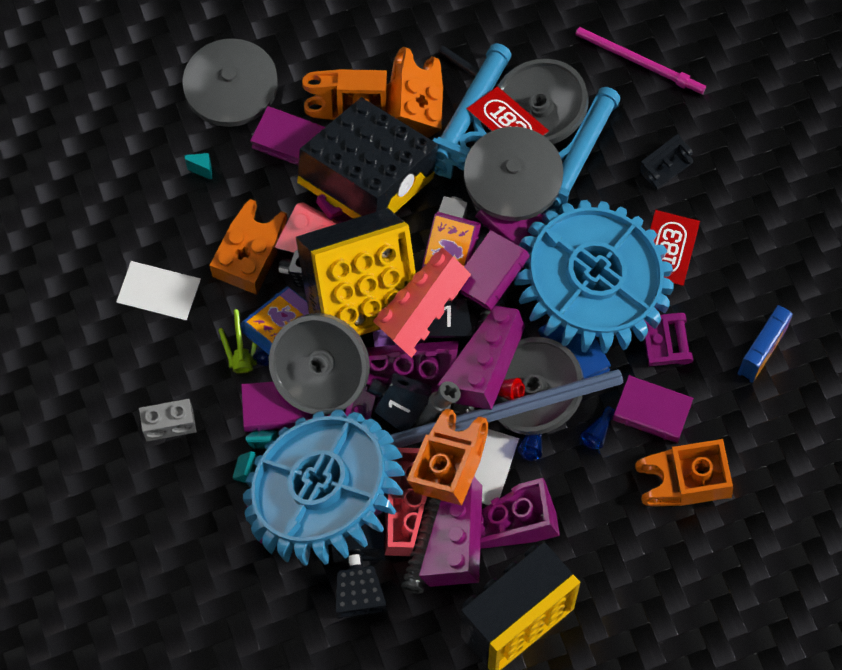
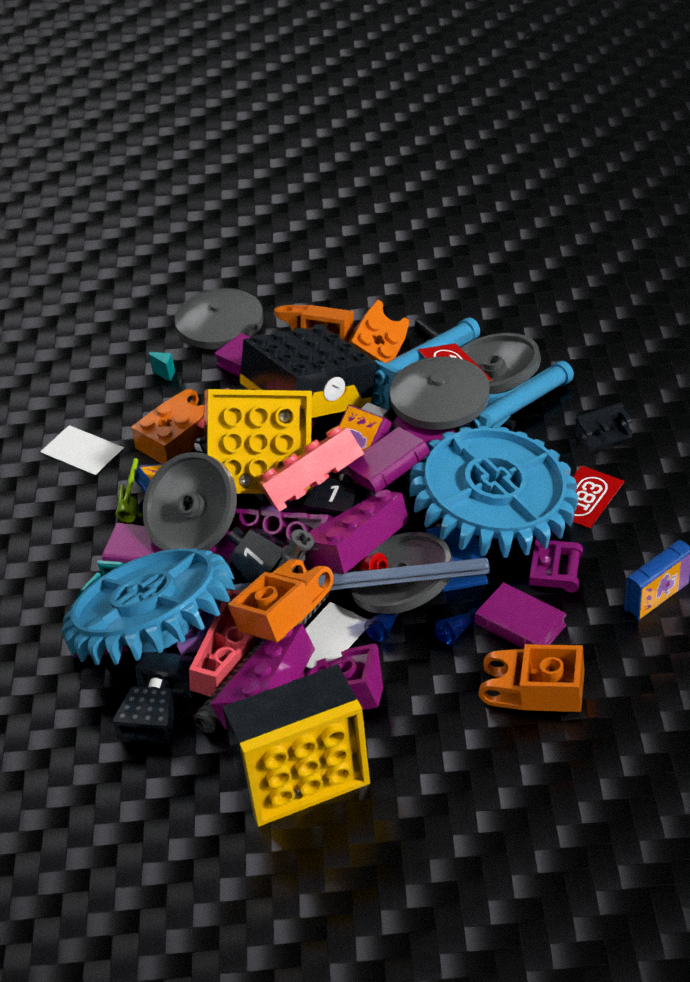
camera: 20 degrees right, 25 degrees down
(167, 420) = (35, 539): light grey brick -> none
(682, 80) = (639, 372): dark pink bar -> none

